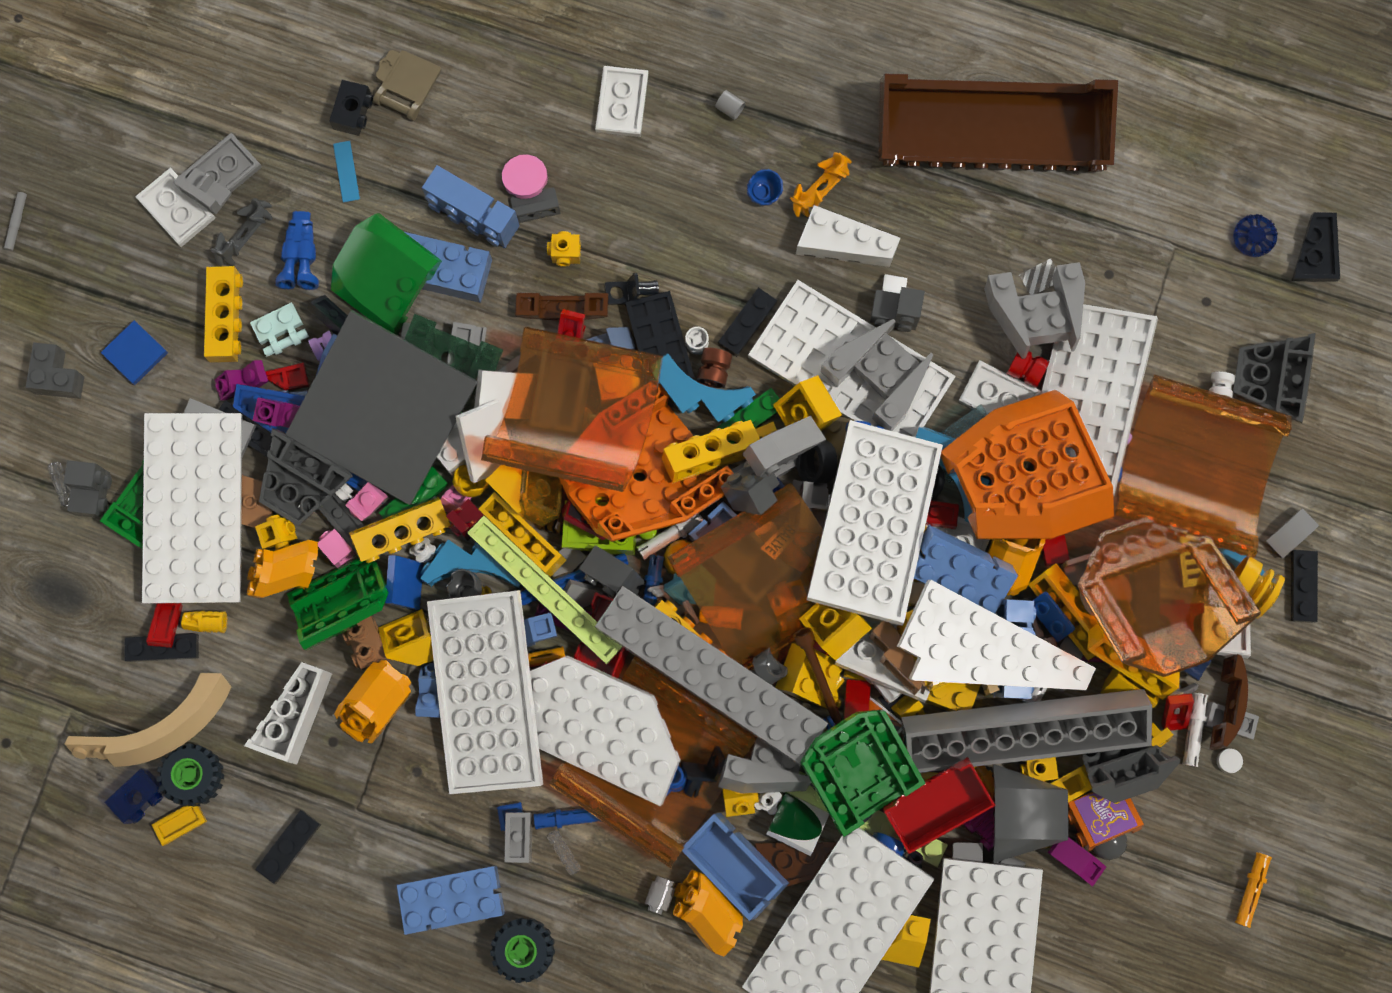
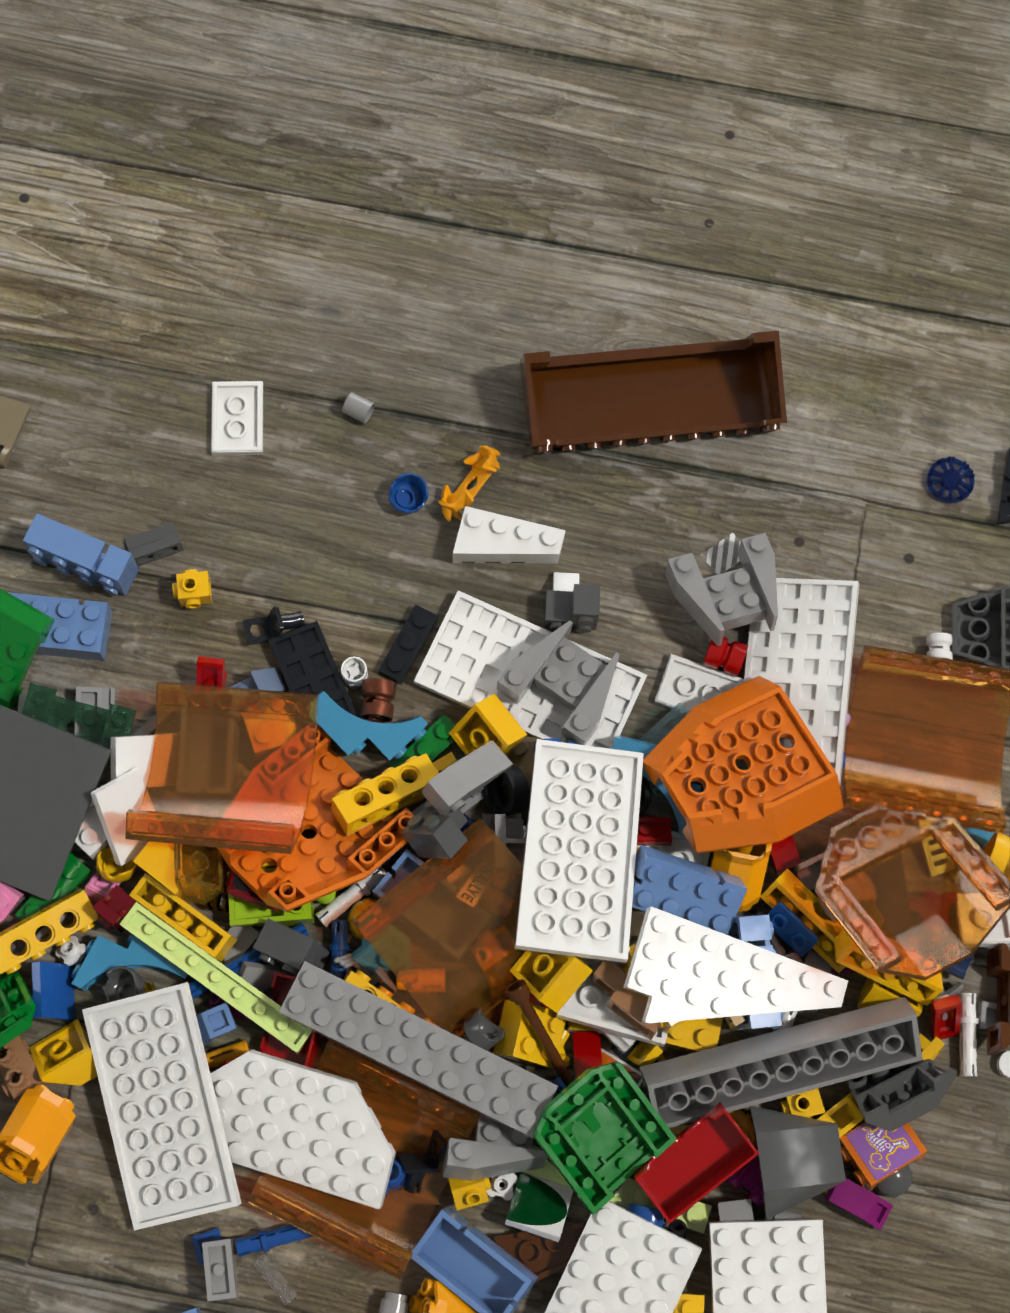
camera: 15 degrees left, 5 degrees down
(427, 701) = (96, 1121): medium blue slope -> none
(524, 176) = (138, 514): bright pink tile -> none
(550, 307) = (184, 656): reddish brown slope -> none

